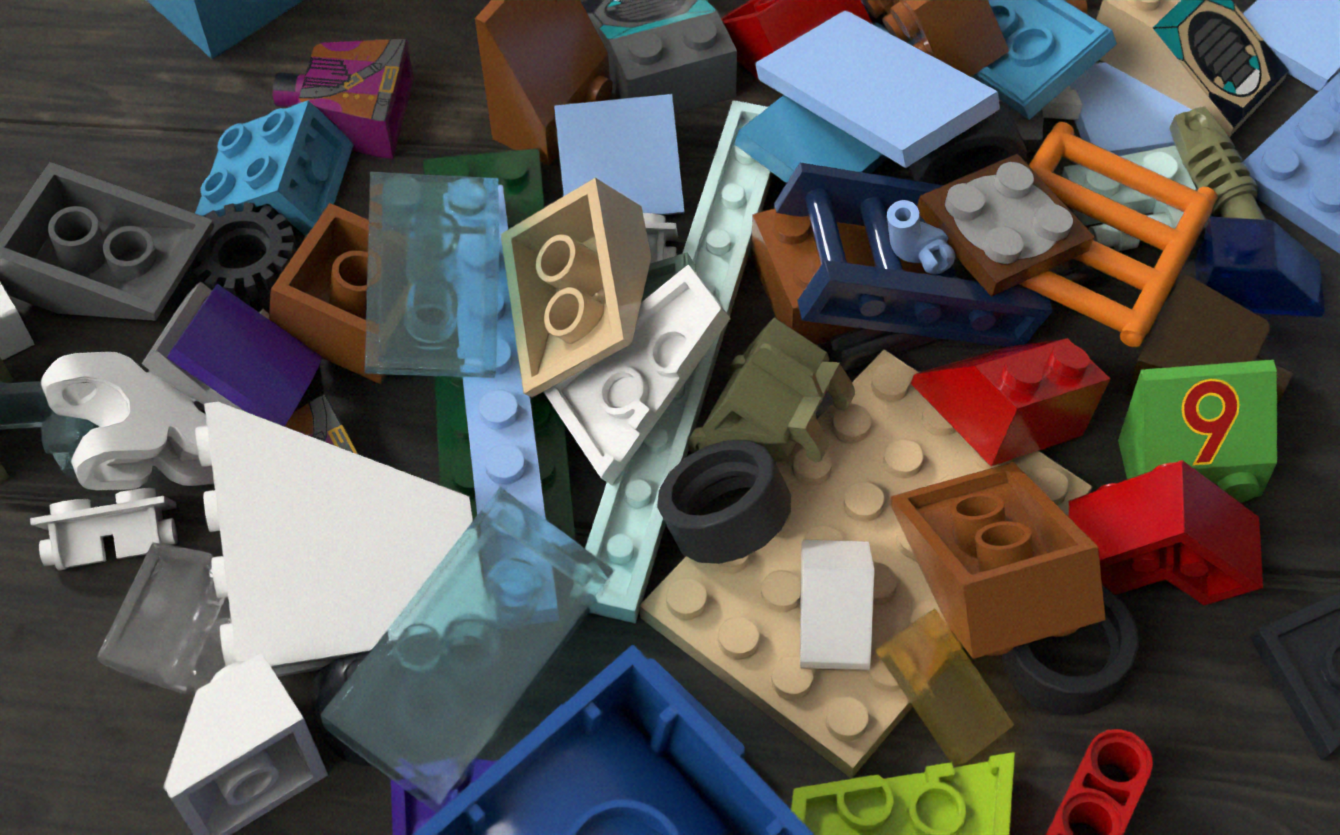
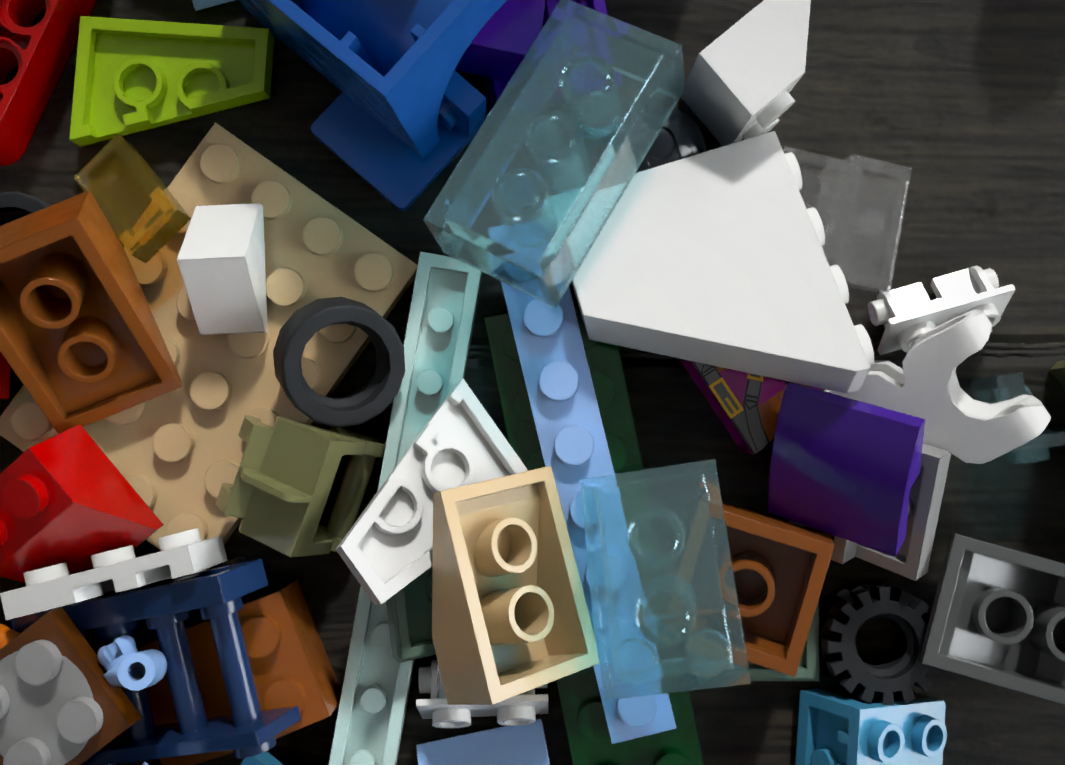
camera: 170 degrees right, 30 degrees up
(926, 327) = (113, 571): none -> white wing

